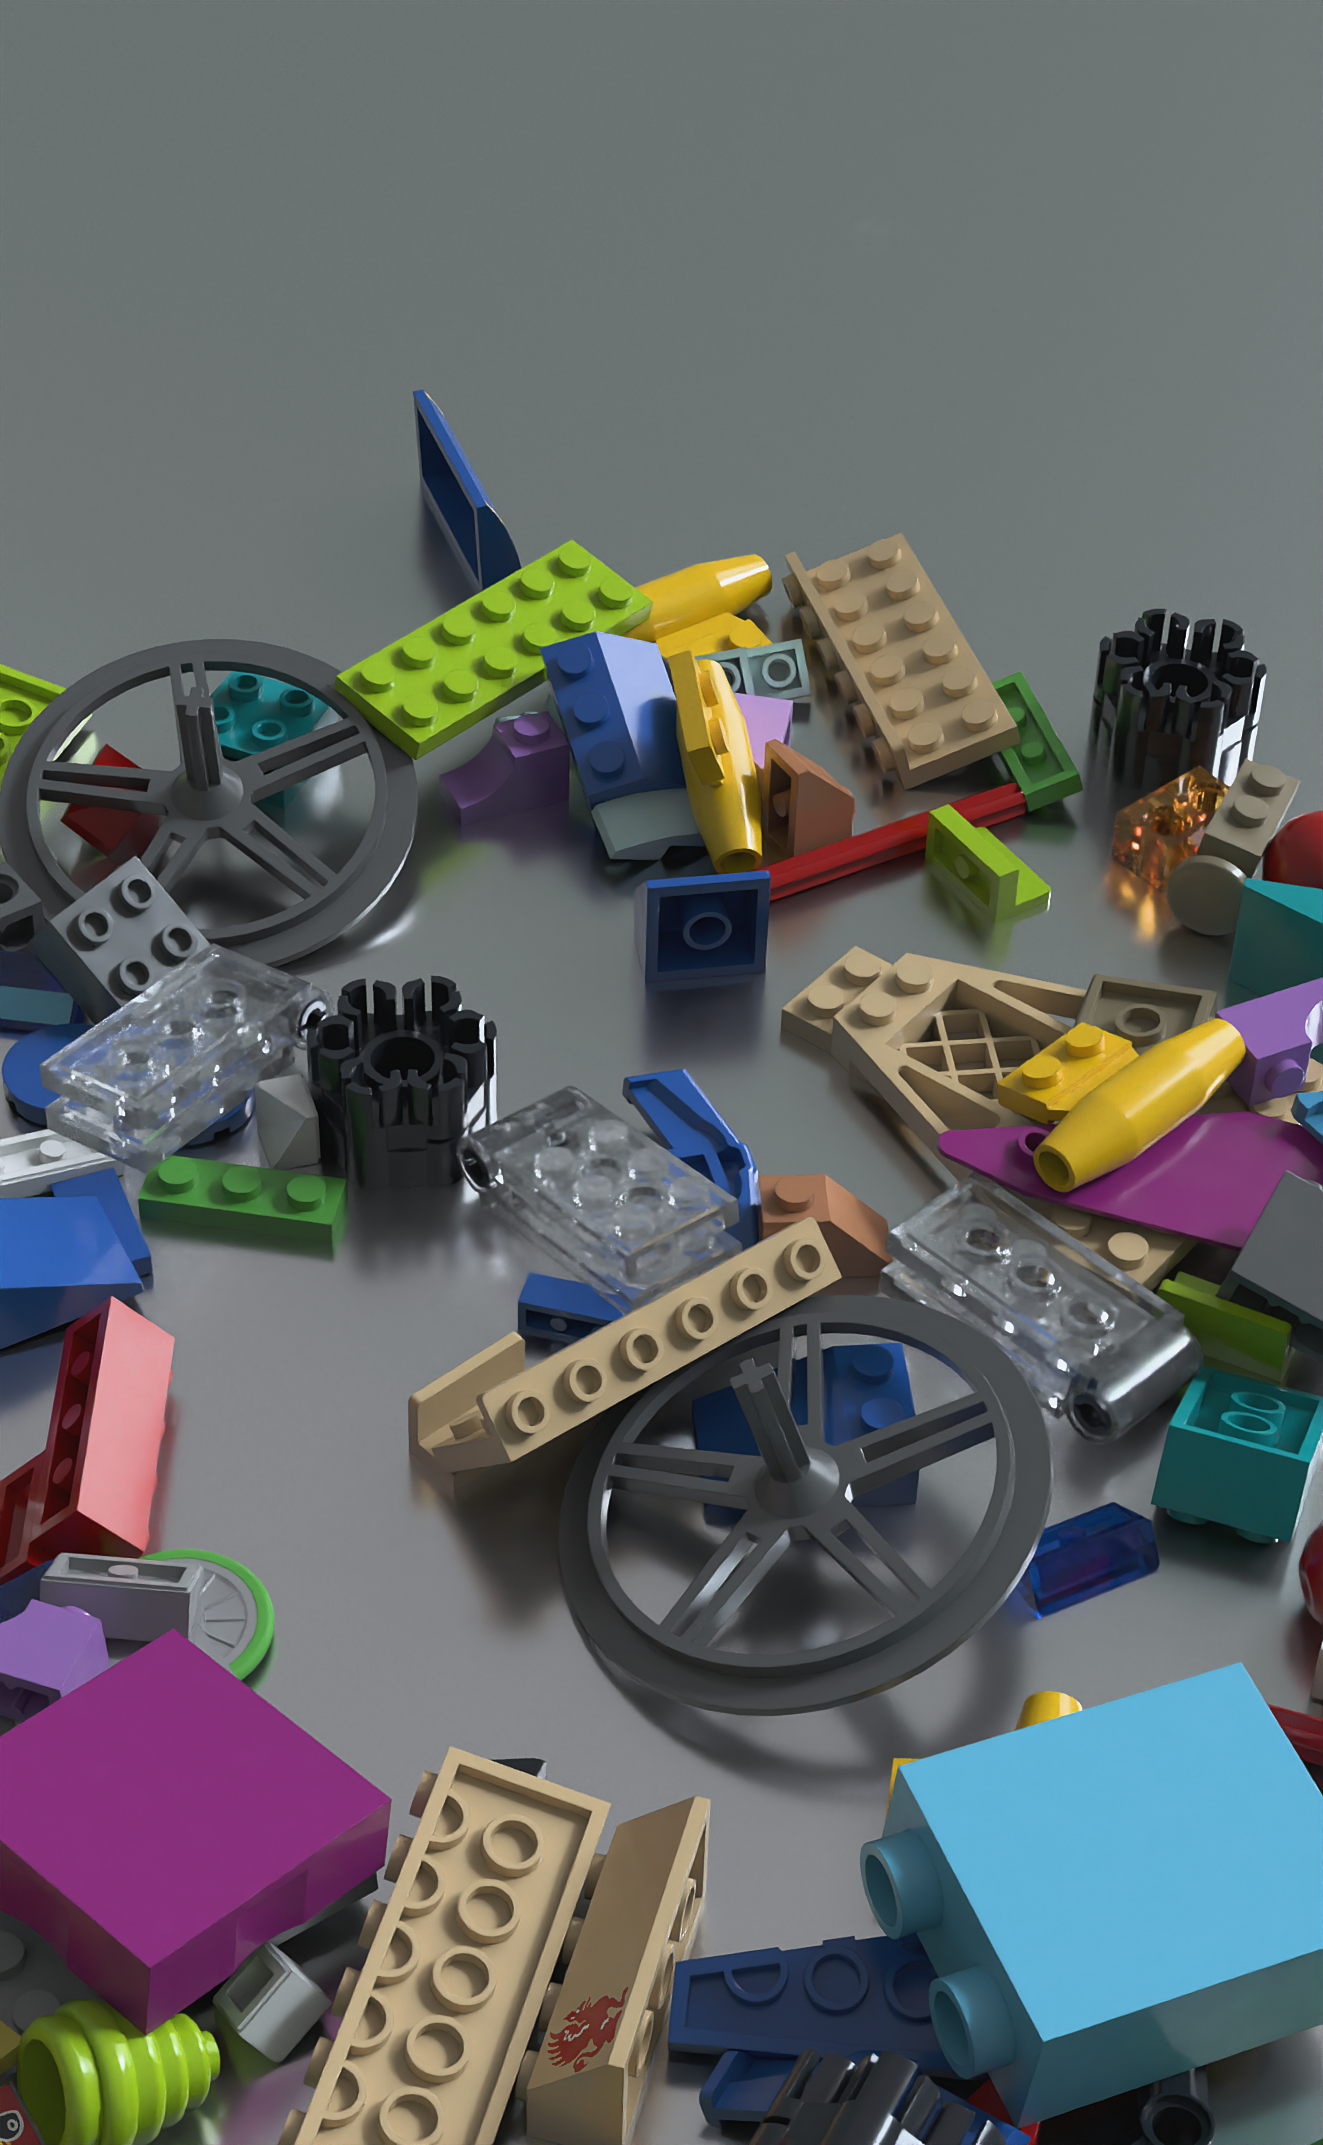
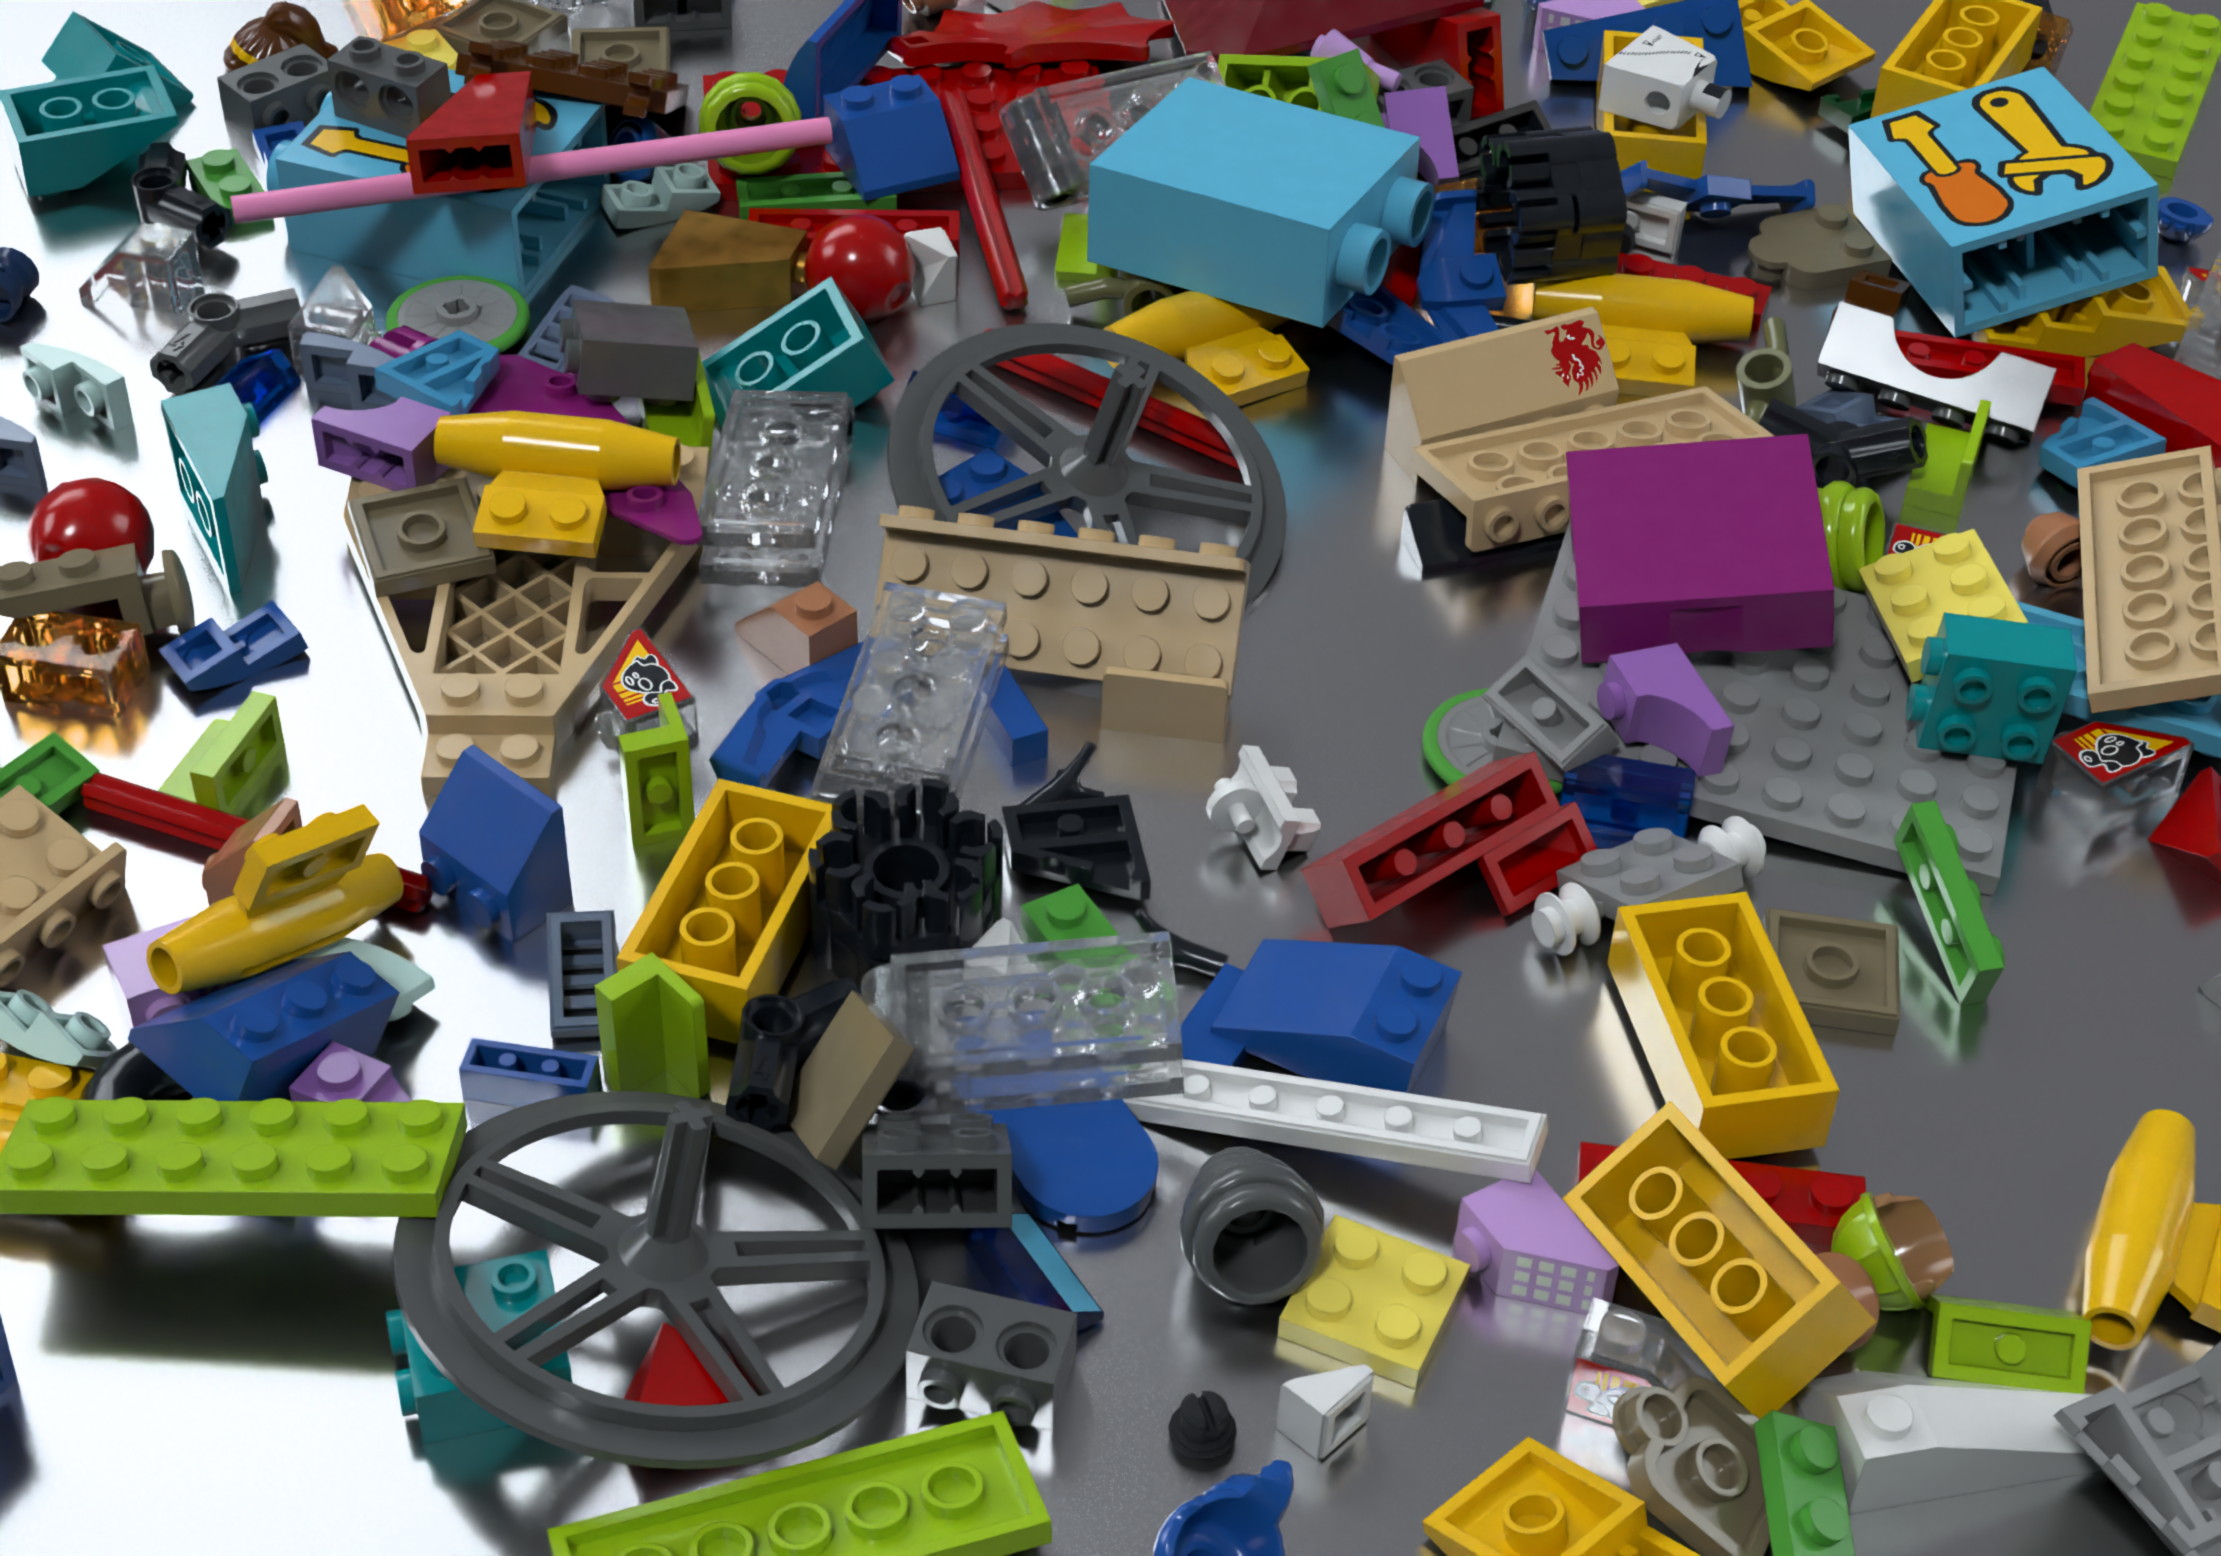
camera: 130 degrees left, 0 degrees up
(202, 1245) = (1185, 952): none -> black bar
(248, 940) = (846, 1079): none -> dark tan tile
(281, 1368) = (1261, 809): none -> white hips
(329, 941) = (771, 1043): none -> black piece
(373, 1255) = (1079, 843): none -> black wing
(408, 897) = (650, 1026): none -> lime panel
(453, 1289) = (1067, 781): none -> black bar
(473, 864) = (525, 1073): none -> blue piece
(545, 1015) = (734, 899): none -> yellow brick
(571, 940) = (577, 932): none -> sand blue slope
(689, 1024) = (657, 779): none -> lime panel
(819, 1095) = (632, 692): none -> slope
(985, 1688) = (1156, 416): none -> red axle
(1132, 929) = (214, 657): none -> blue slope

